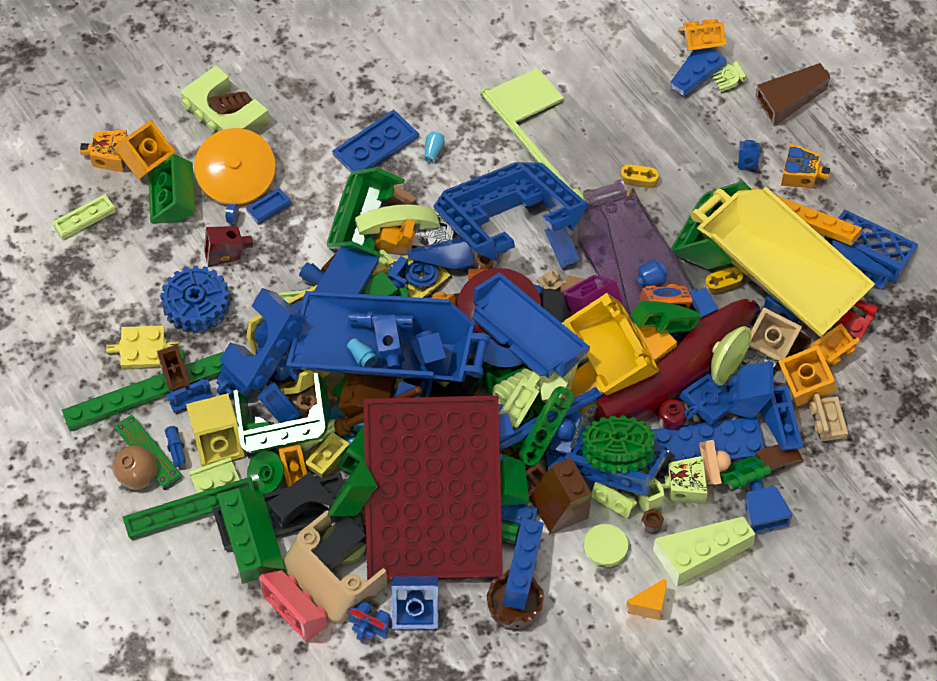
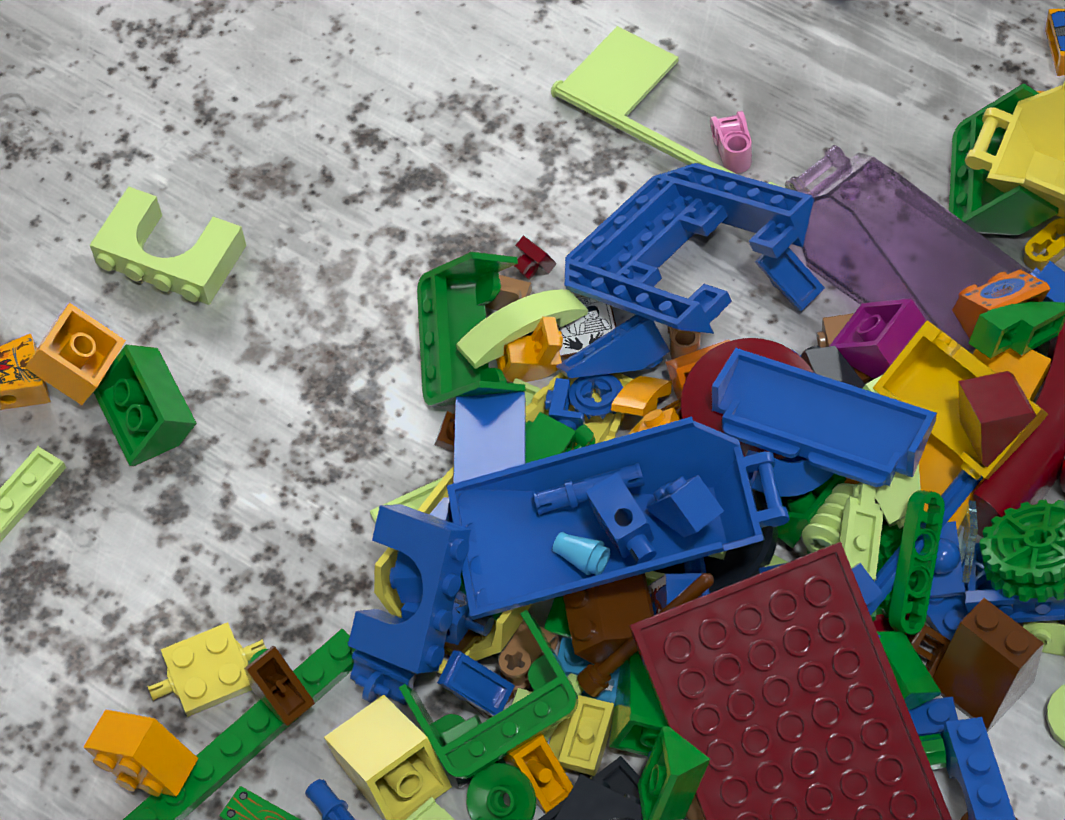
camera: 15 degrees left, 0 degrees up
(84, 376) = (140, 753): none -> light orange brick
(189, 394) = (319, 720): blue hinge -> none
(195, 299) = (269, 583): blue piece -> none
(224, 244) = (267, 459): dark red torso -> none
(232, 102) = (177, 235): reddish brown slope -> none
(232, 213) = (256, 406): blue tile -> none
(235, 167) = (228, 332): light orange dish -> none
(268, 206) = (306, 374): blue tile -> none
(311, 274) = (429, 457): blue cone -> none
(376, 143) = (427, 221): blue tile -> none
(423, 185) = (532, 258): none -> dark red tile
(433, 145) = (518, 193): medium azure cone -> none
(444, 282) = (641, 395): none -> light orange slope
(551, 280) = (797, 334): tan tile -> none
(570, 158) = (733, 141): none -> bright pink piece
(622, 357) = (993, 413): none -> dark red slope
(639, 176) = (847, 132): yellow beam -> none
(652, 274) = (960, 269): blue head -> none
(748, 155) = (993, 46): blue bracket -> none

